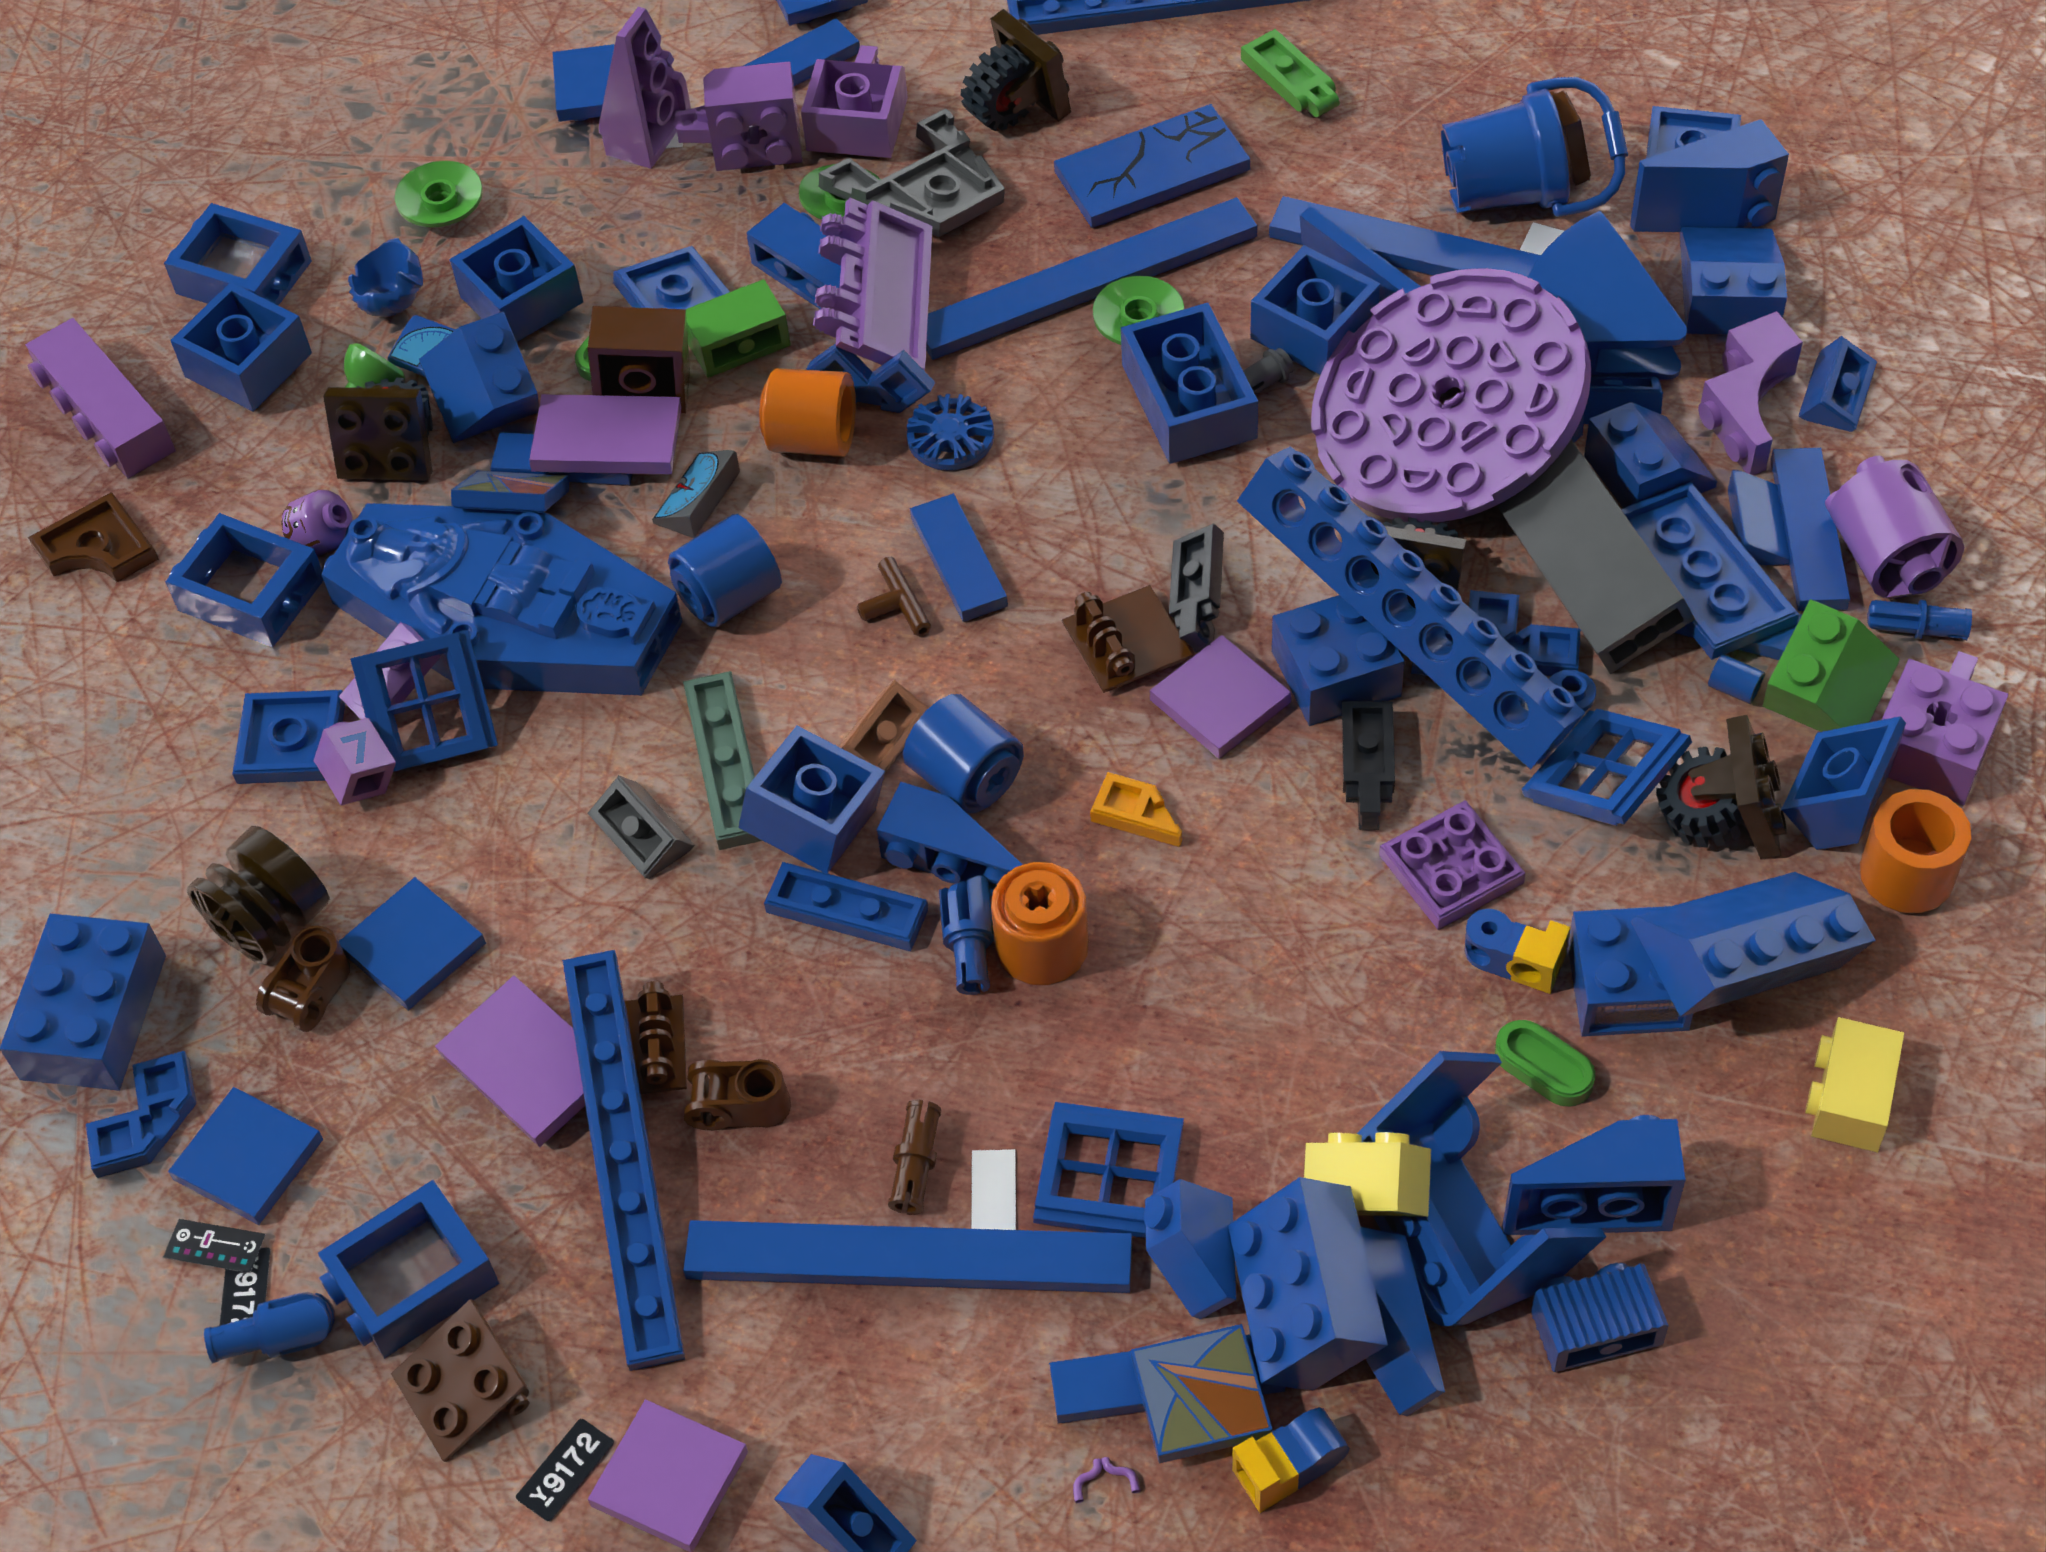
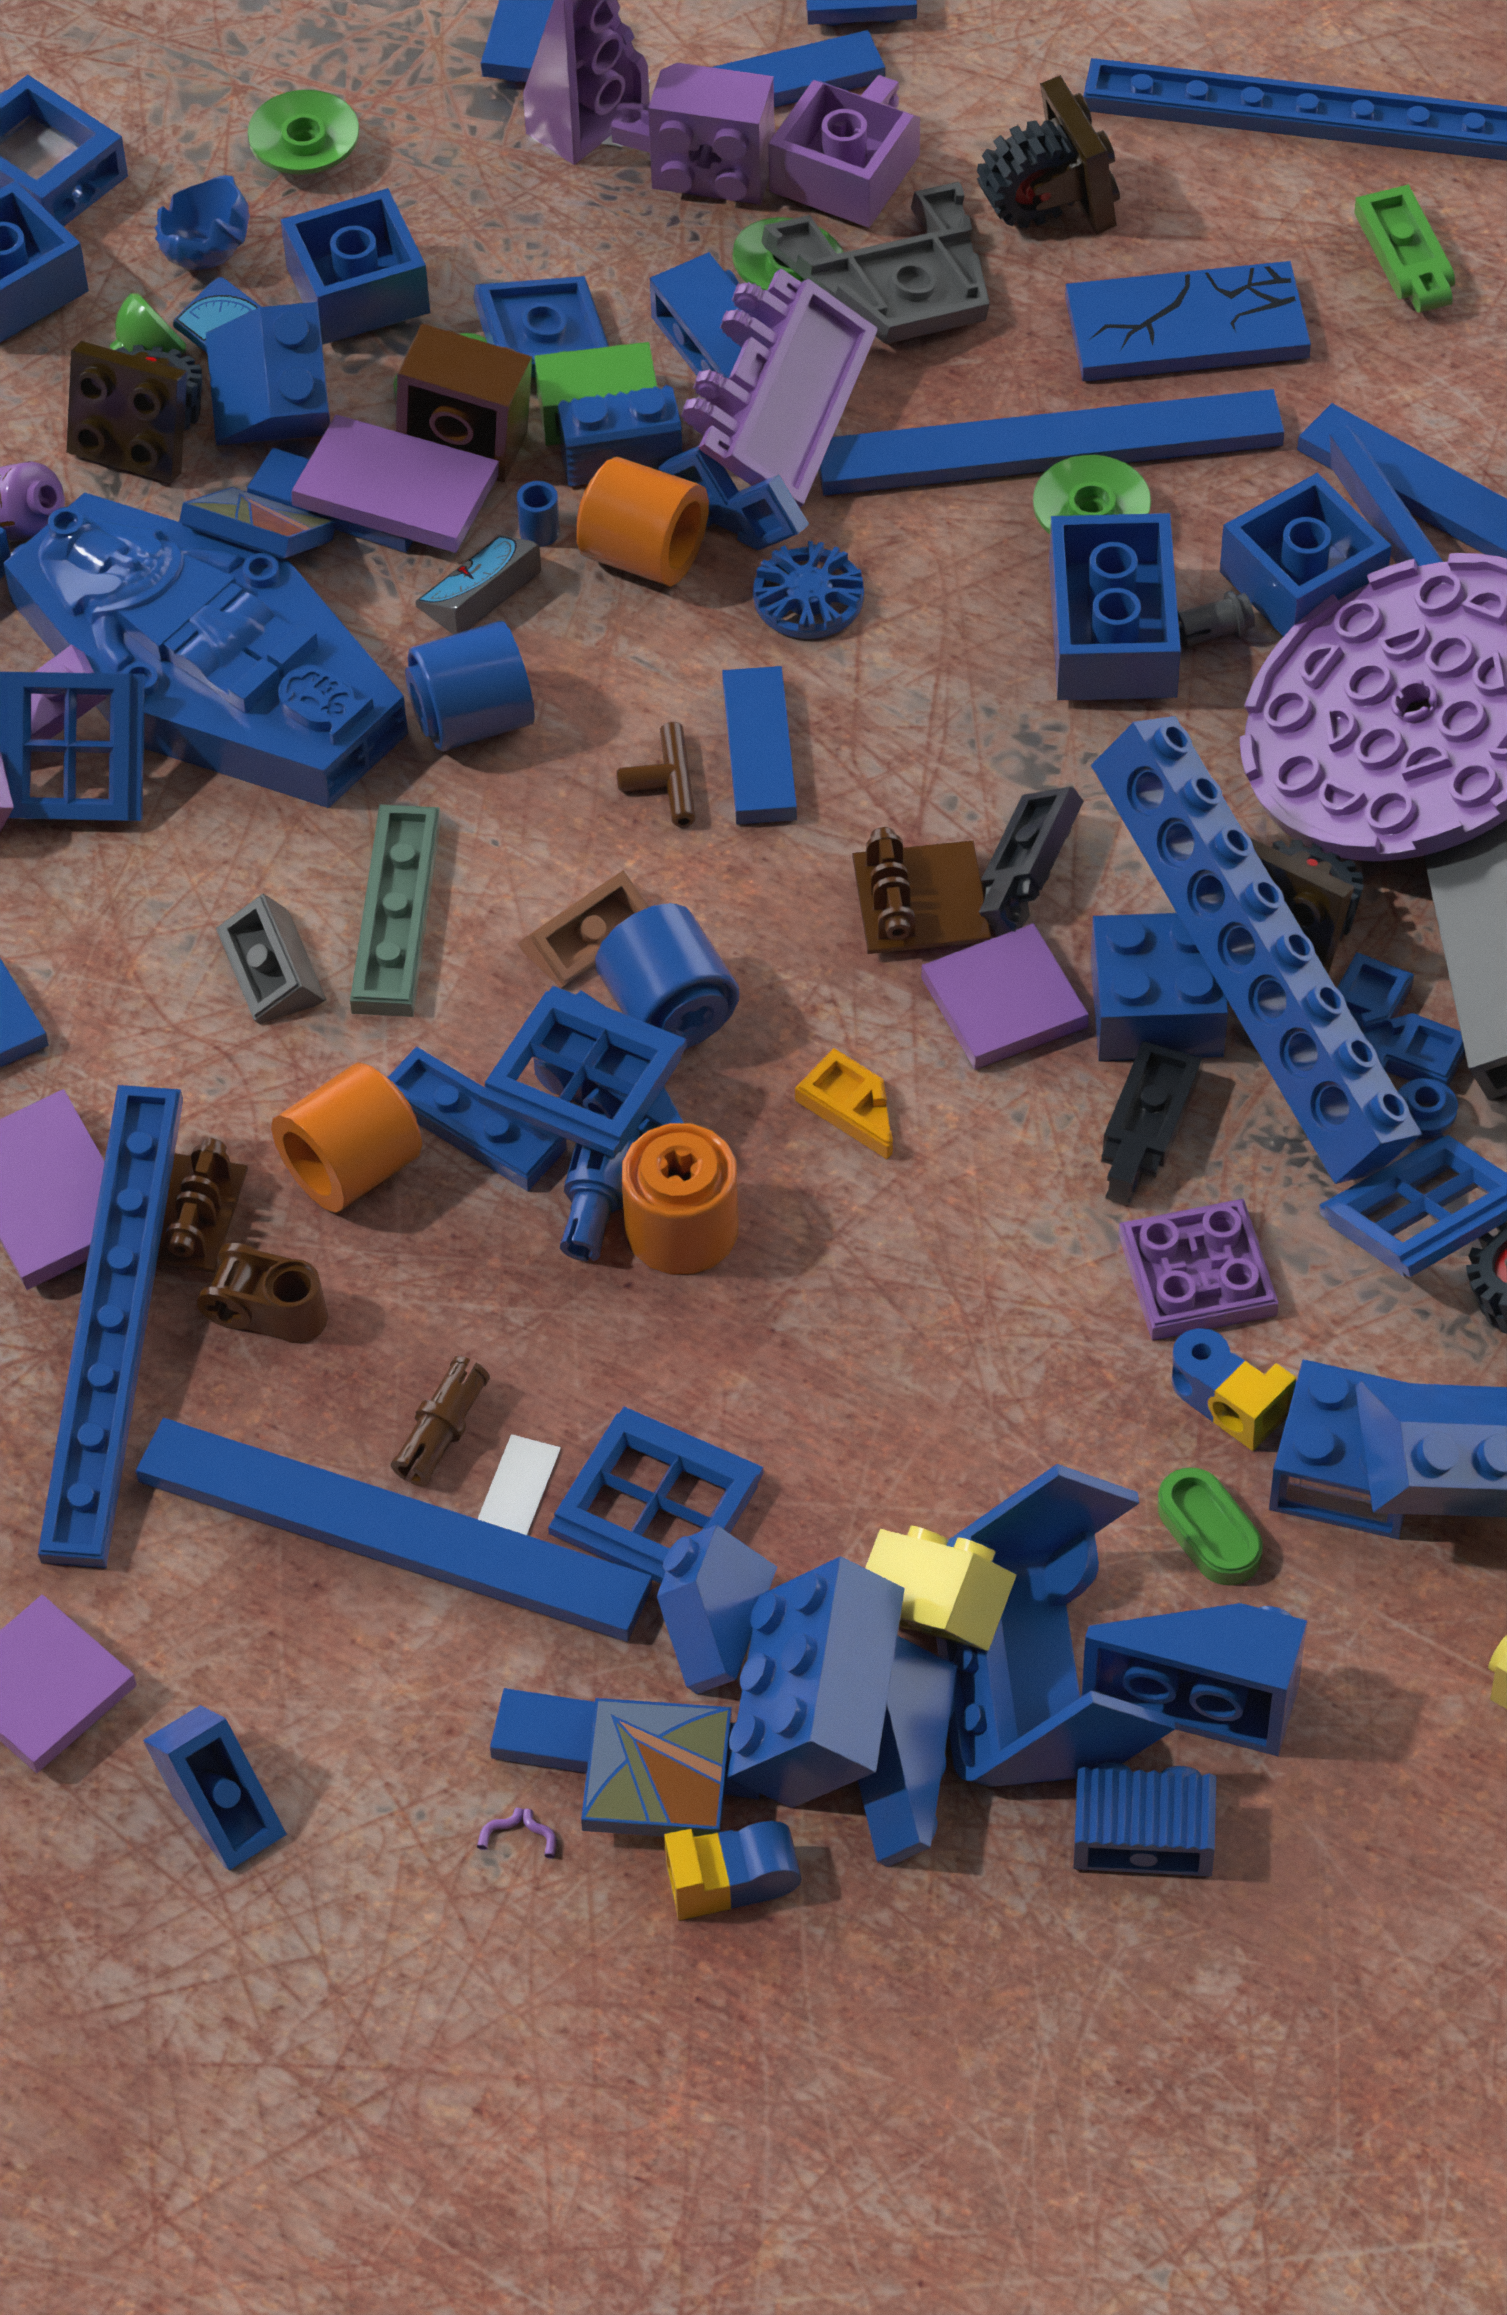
camera: 15 degrees right, 0 degrees up
(724, 427) = (538, 513): none -> blue hinge
(754, 352) = (629, 426): none -> blue brick
(758, 949) = (347, 1136): none -> orange piece
(811, 799) = (468, 981): blue brick -> none
(921, 883) = (558, 1114): none -> blue piece

